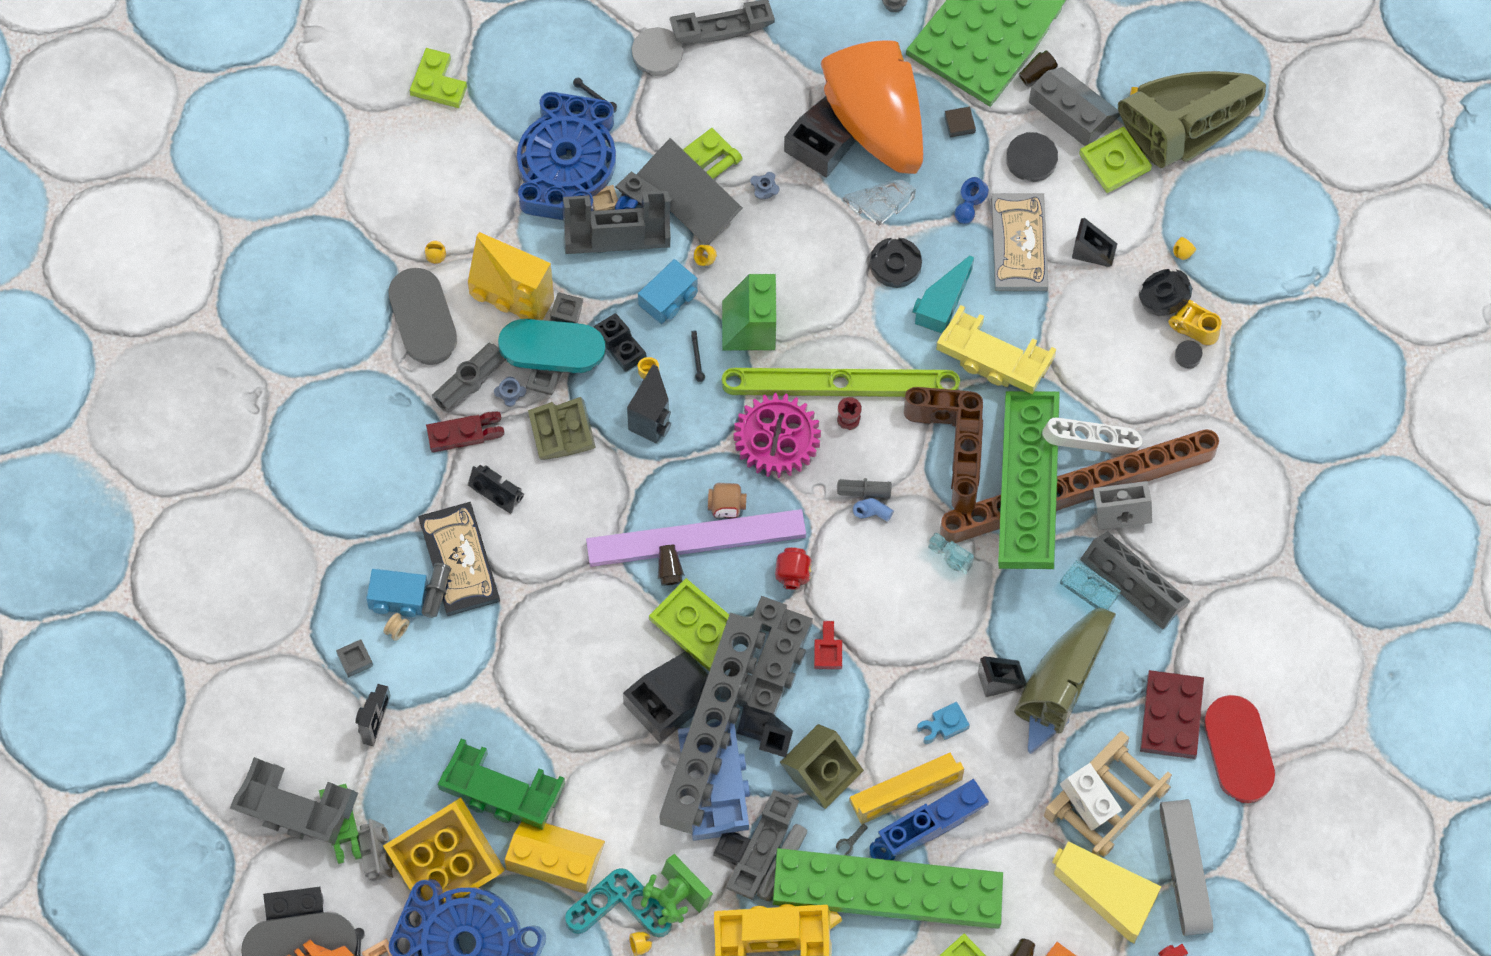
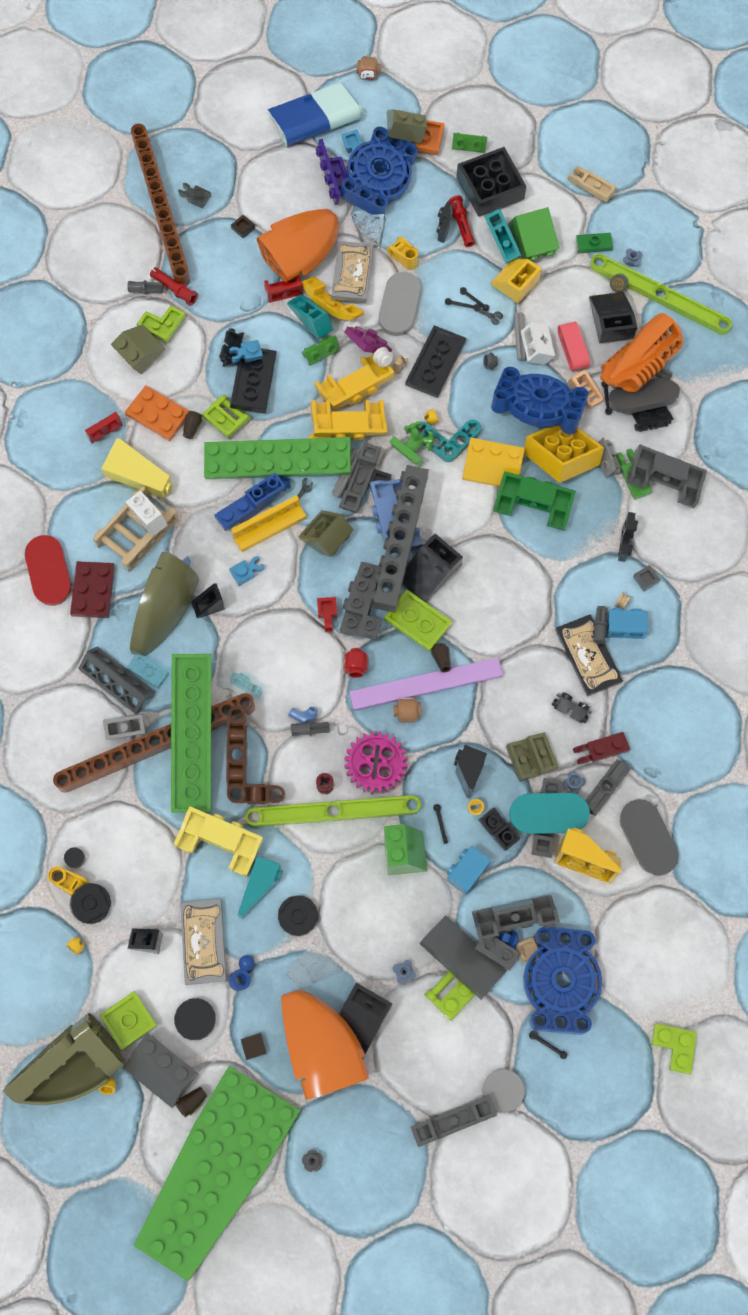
camera: 175 degrees right, 5 degrees up
(435, 255) = (650, 895): yellow hinge -> none
(703, 259) = (443, 905): yellow hinge -> none
(767, 728) = (358, 543): black slope -> none
(1056, 434) = (146, 777): white beam -> none
(1186, 867) = (85, 489): light grey beam -> none

